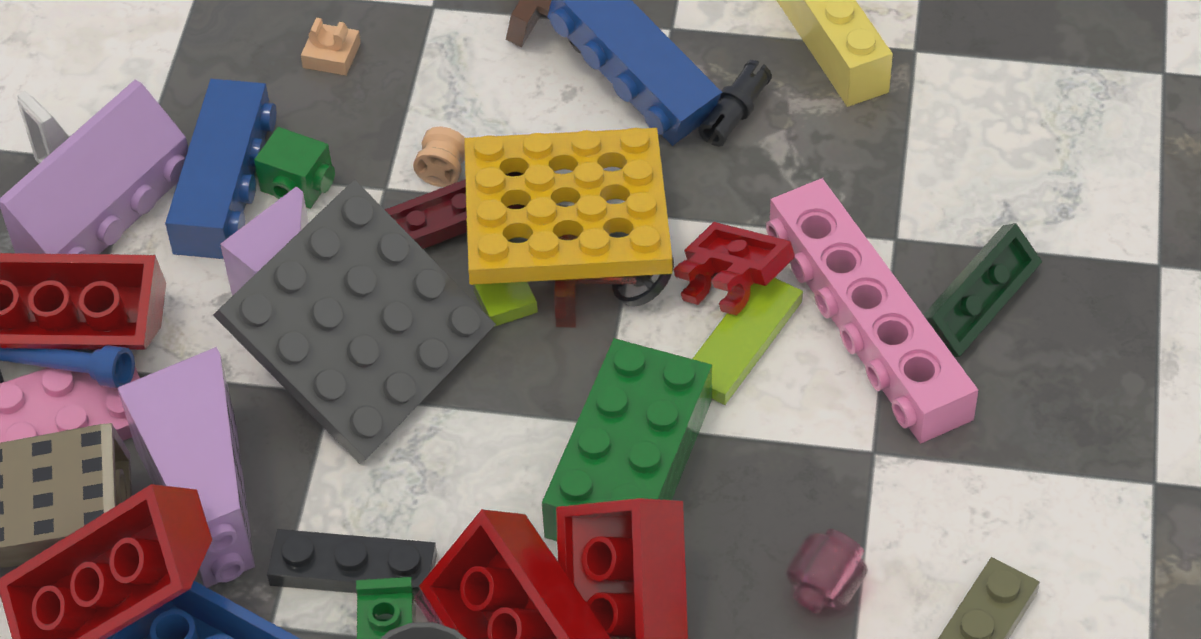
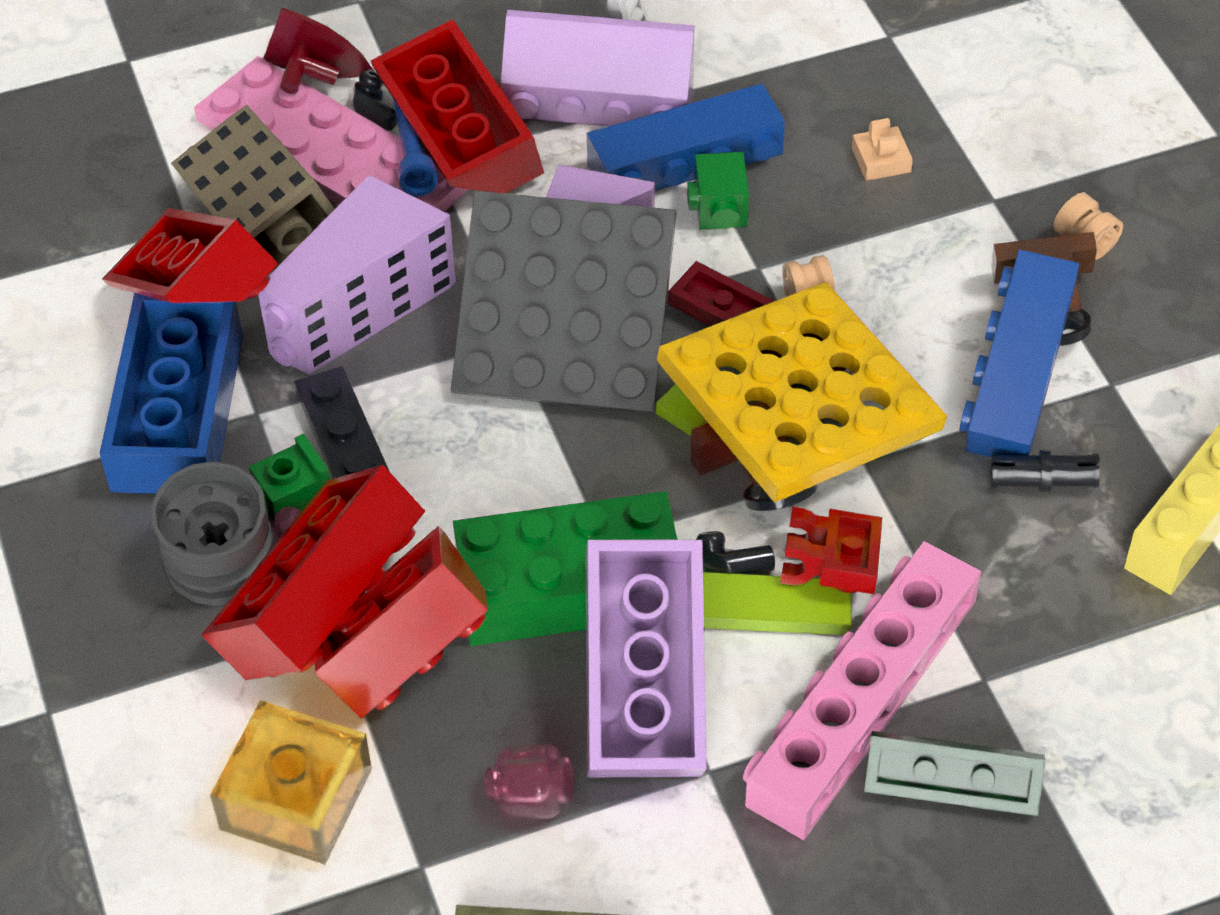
camera: 60 degrees right, 0 degrees up
(691, 336) = (730, 561): none -> black arm
(782, 424) = (645, 658): none -> lavender brick

